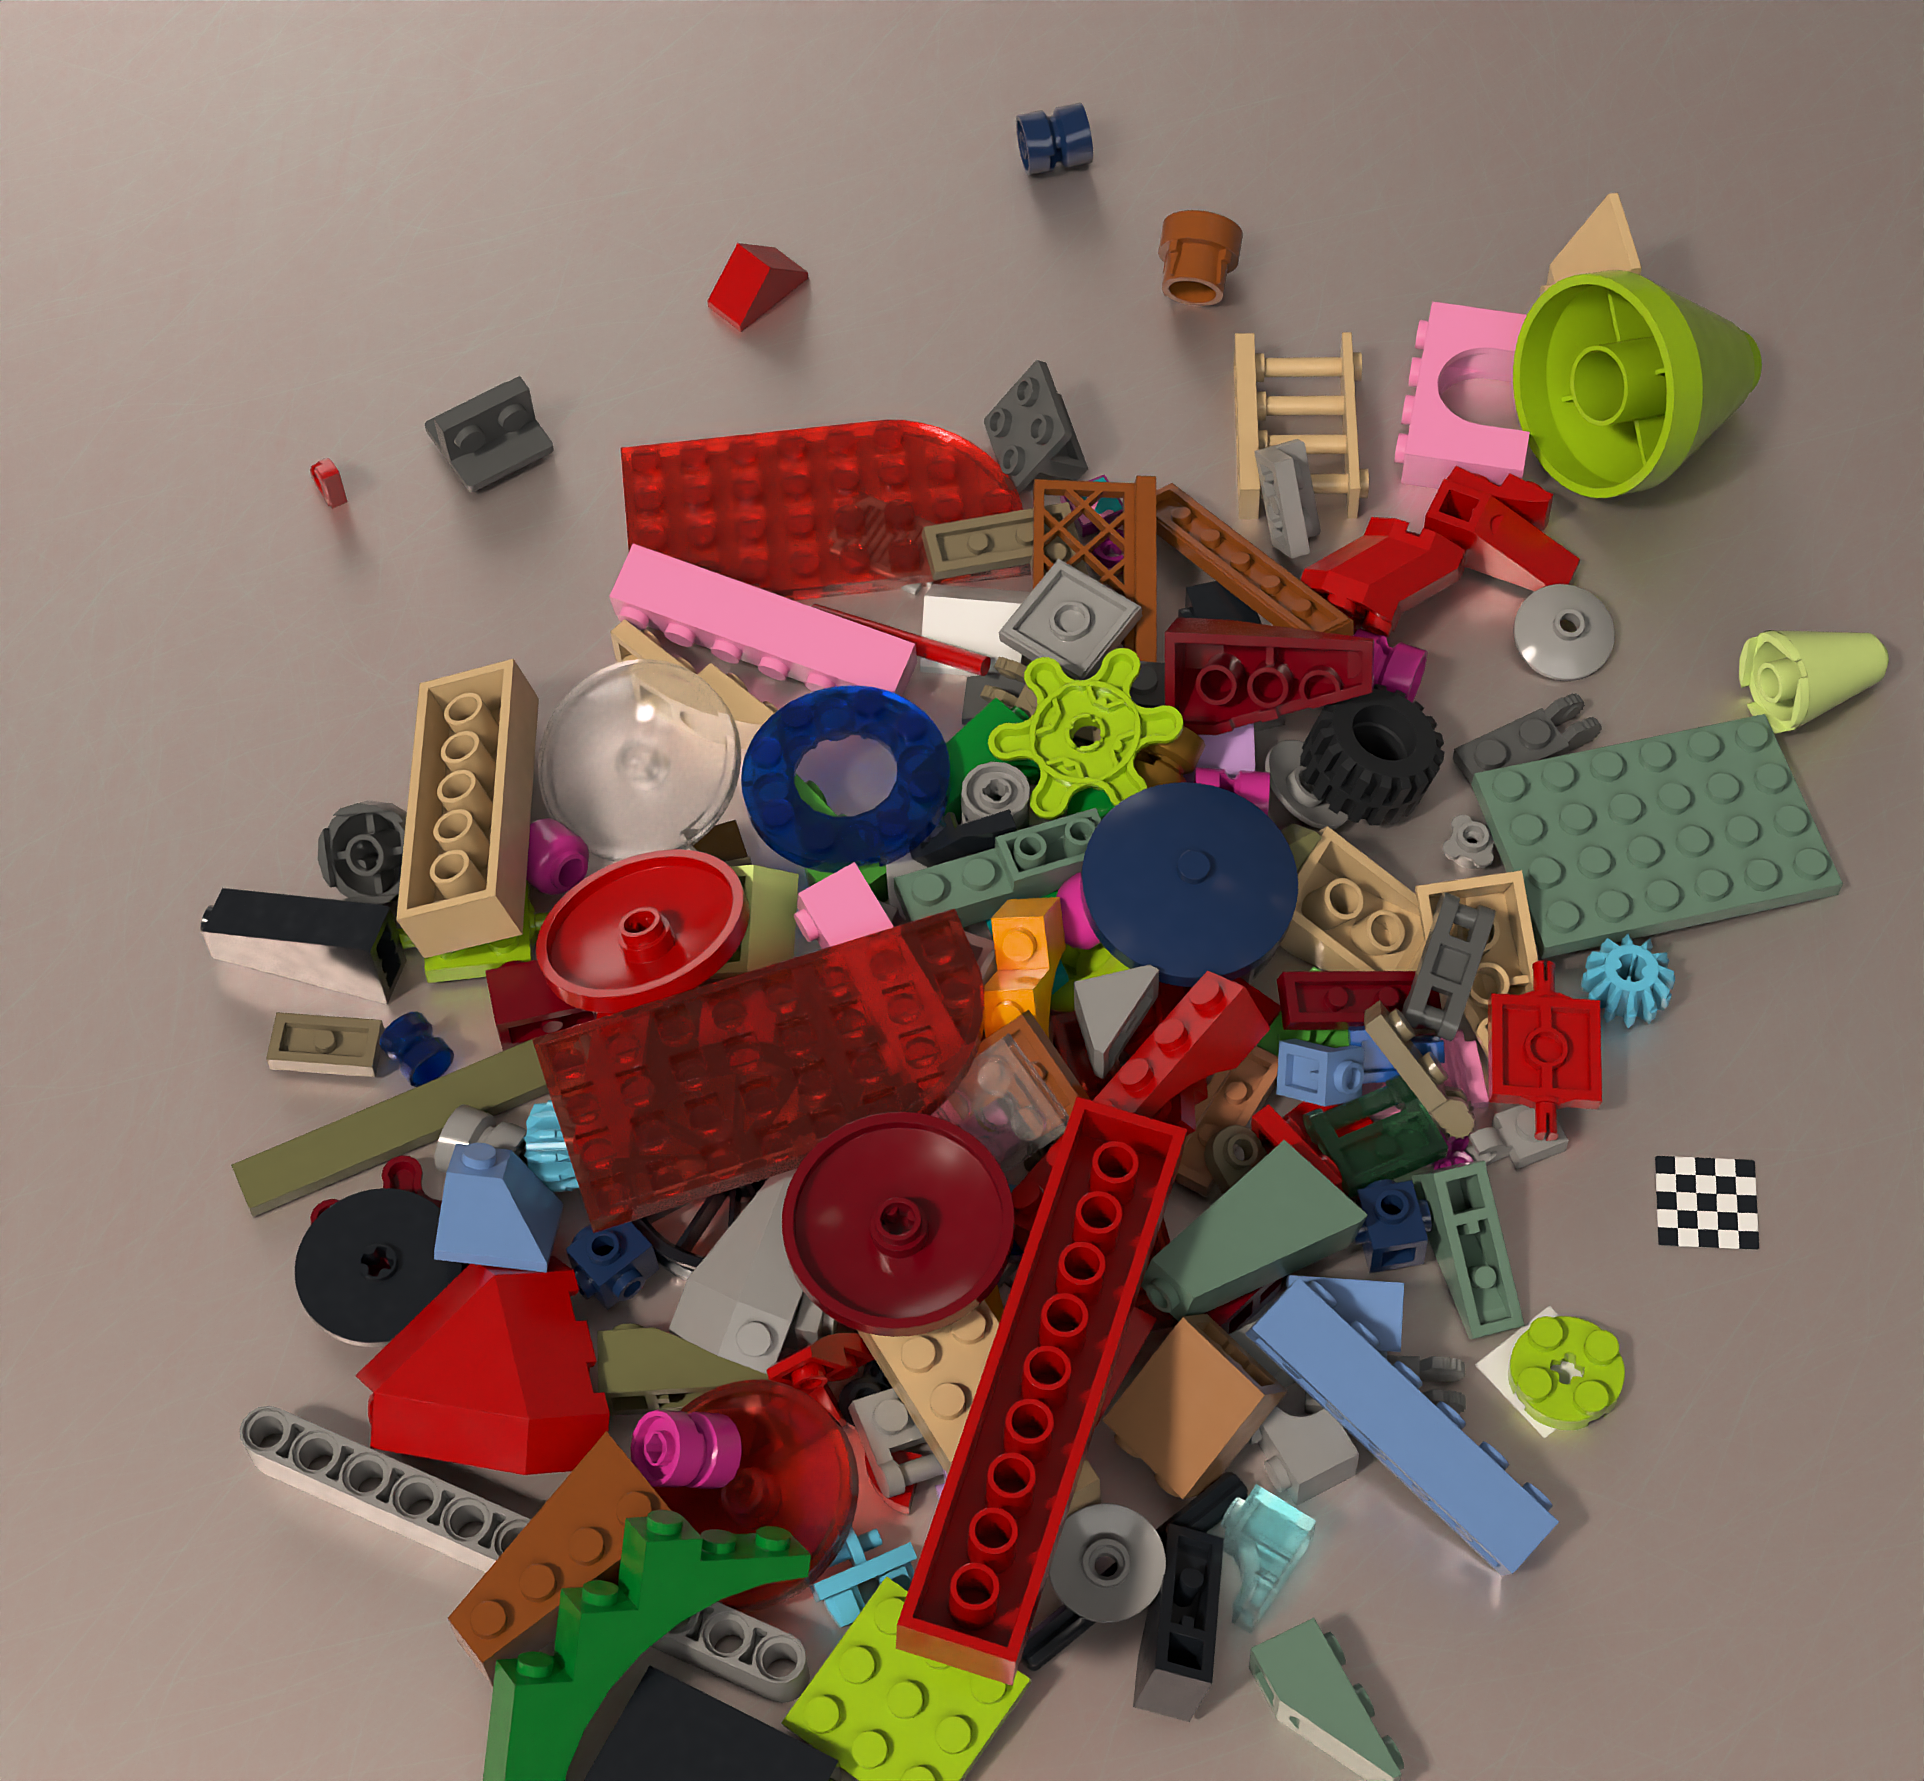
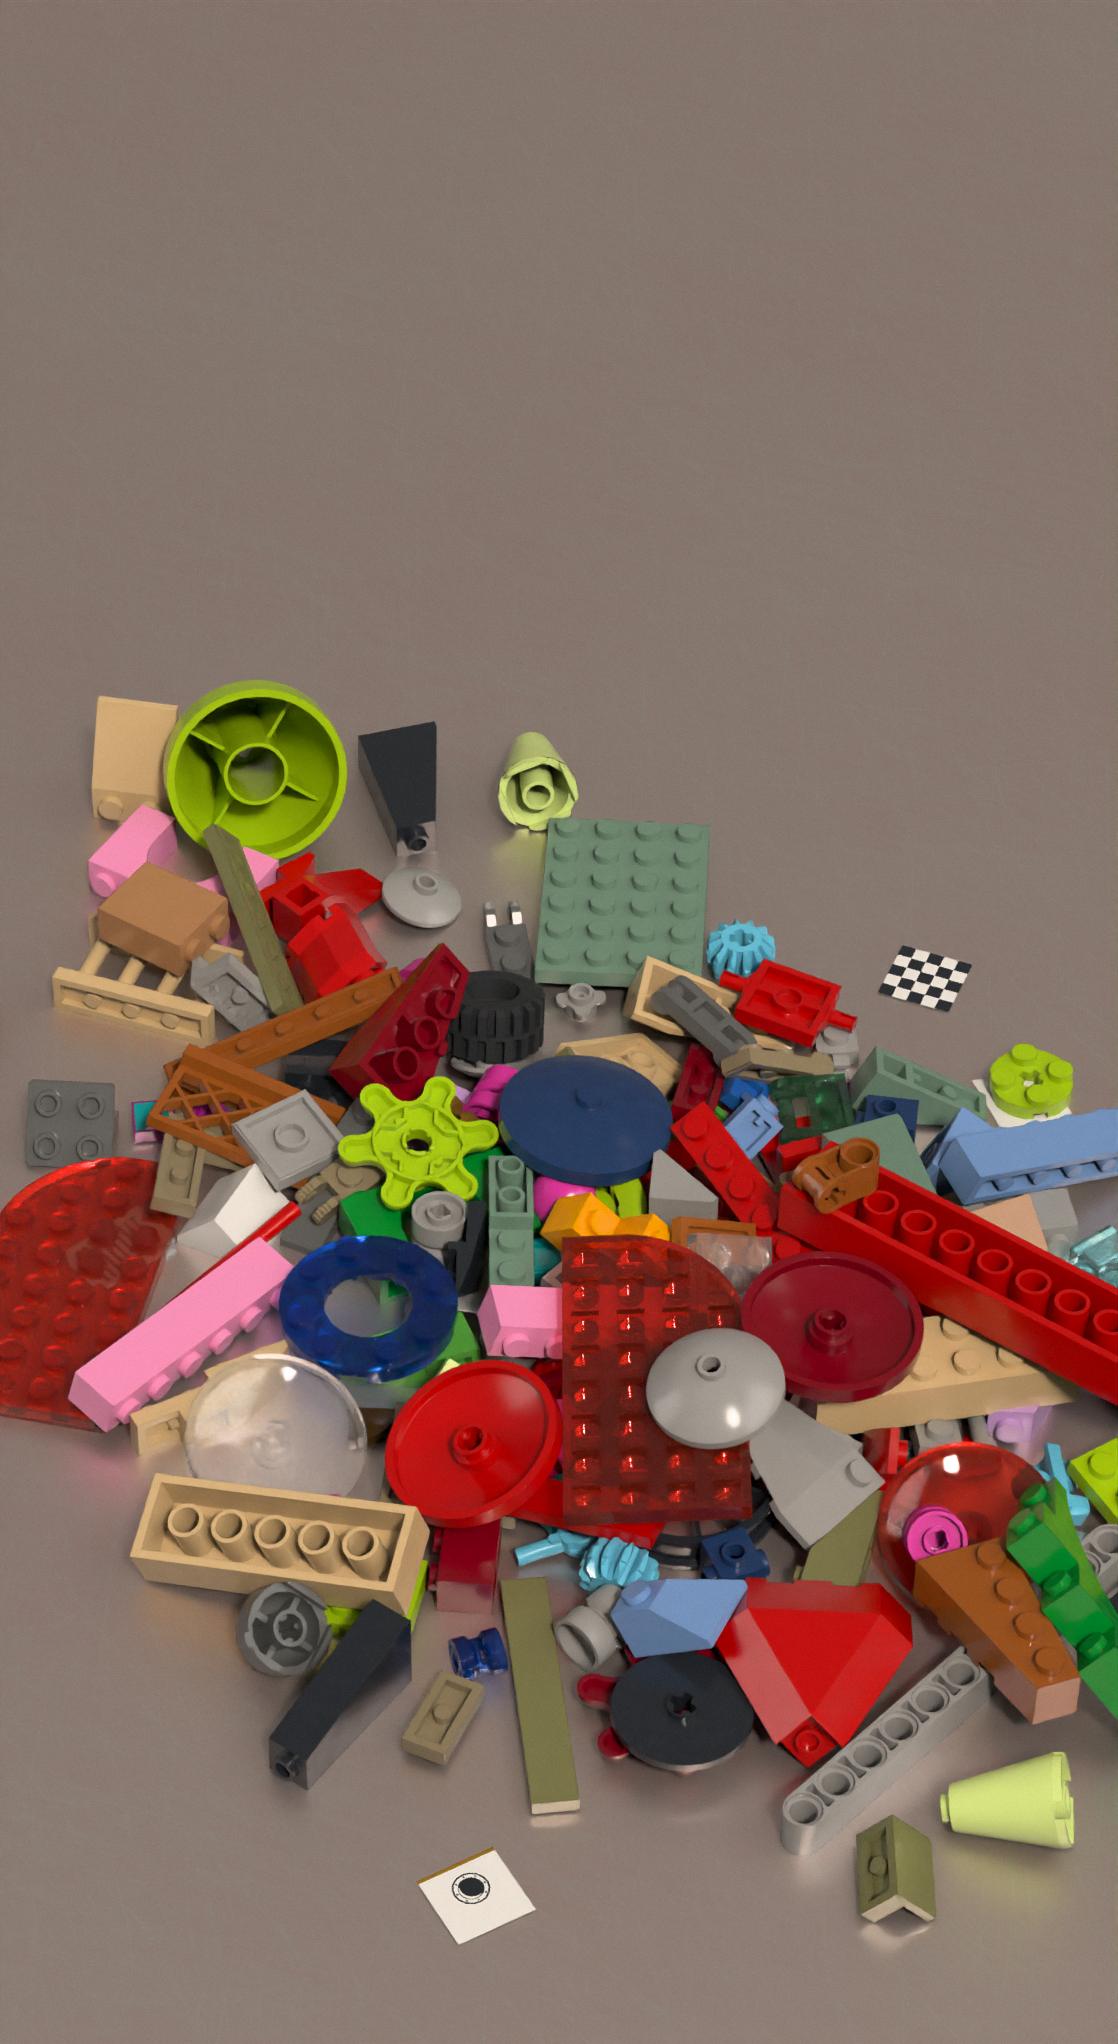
camera: 75 degrees left, 15 degrees down
(112, 1155) = (475, 1895): none -> white sticker
(234, 1563) = (895, 1870): none -> olive panel
(348, 1666) = (1016, 1803): none -> yellowish green cone
(750, 1149) = (721, 1405): none -> light grey dish
(1092, 1139) = (842, 1174): none -> dark orange piece
(1352, 391) = (163, 918): none -> medium nougat brick
(1392, 476) = (253, 920): none -> olive tile
(1736, 554) = (403, 781): none -> black slope

